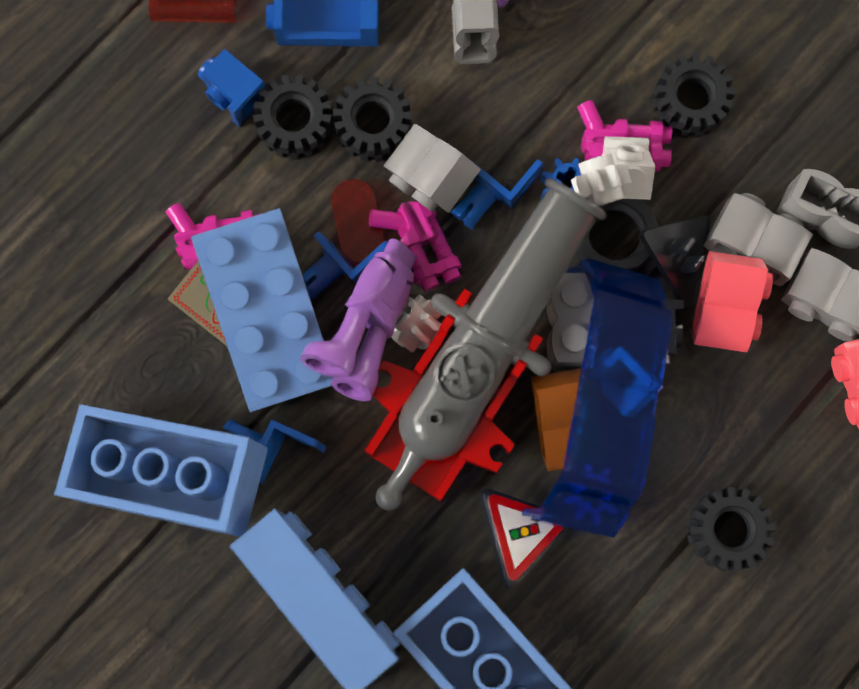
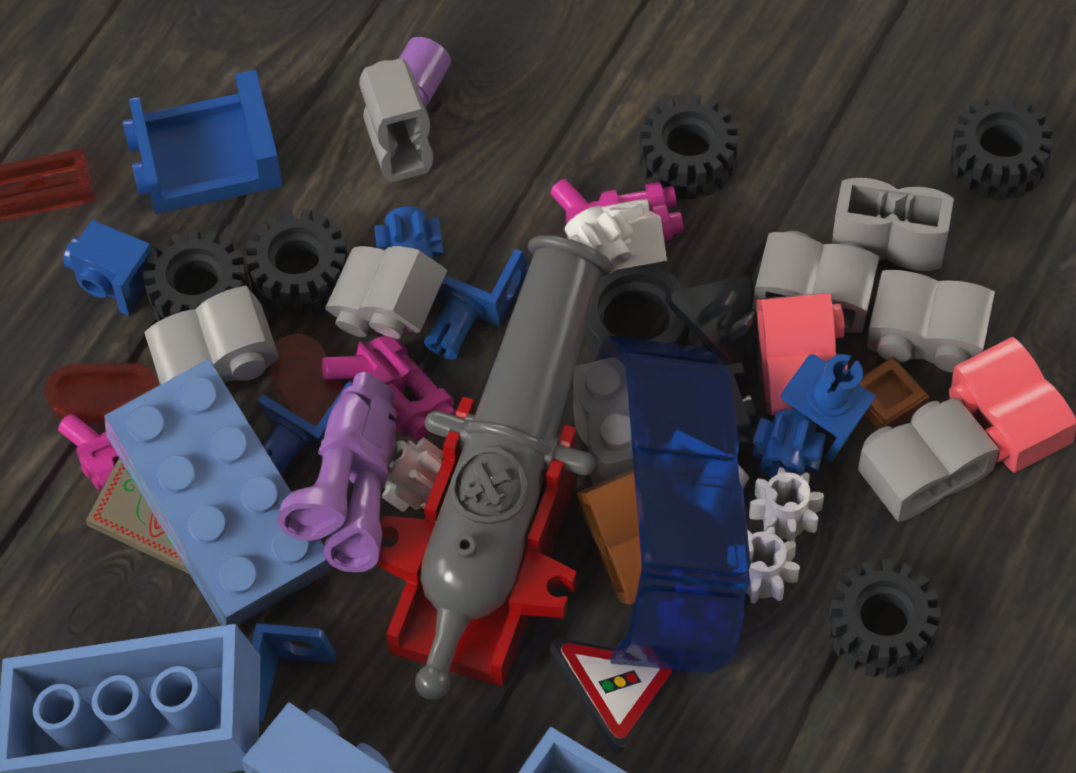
camera: 10 degrees left, 20 degrees down
(205, 188) = (96, 389): none -> clear red tile
(292, 176) = (224, 328): none -> light grey brick
(460, 124) = (410, 228): none -> blue gear
(668, 459) = (770, 565): none -> white gear
(694, 426) = (786, 504): none -> white gear
(700, 372) = (788, 443): none -> blue gear
(741, 350) = (830, 396): none -> blue bracket
(785, 345) = (895, 392): none -> dark orange tile
(799, 408) = (927, 458): none -> light grey brick

